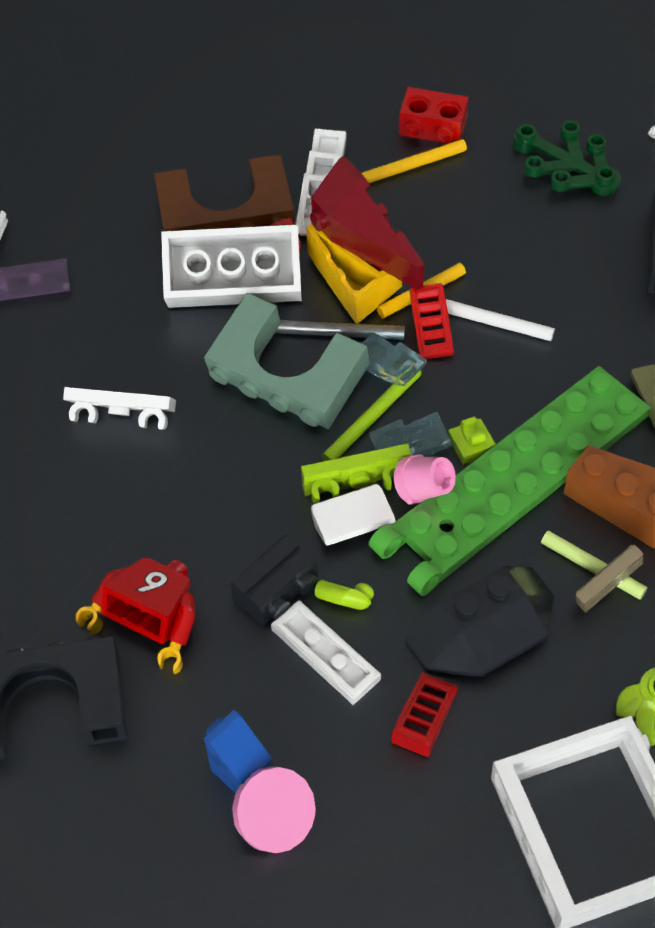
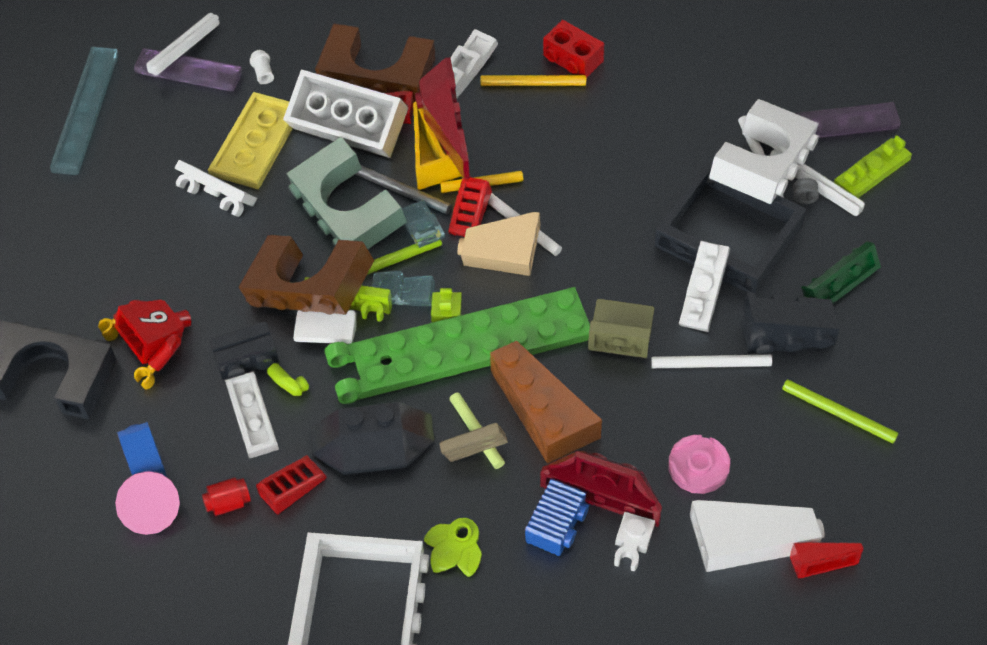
camera: 25 degrees right, 0 degrees up
(85, 245) = (260, 61): none -> white pin
(132, 336) = (253, 142): none -> light yellow tile
(345, 472) = (326, 292): none -> reddish brown arch
(360, 760) = (226, 496): none -> red brick
(423, 478) = (384, 318): bright pink piece -> none
(497, 348) = (502, 244): none -> tan slope
(600, 177) = (674, 143): dark green plant -> none

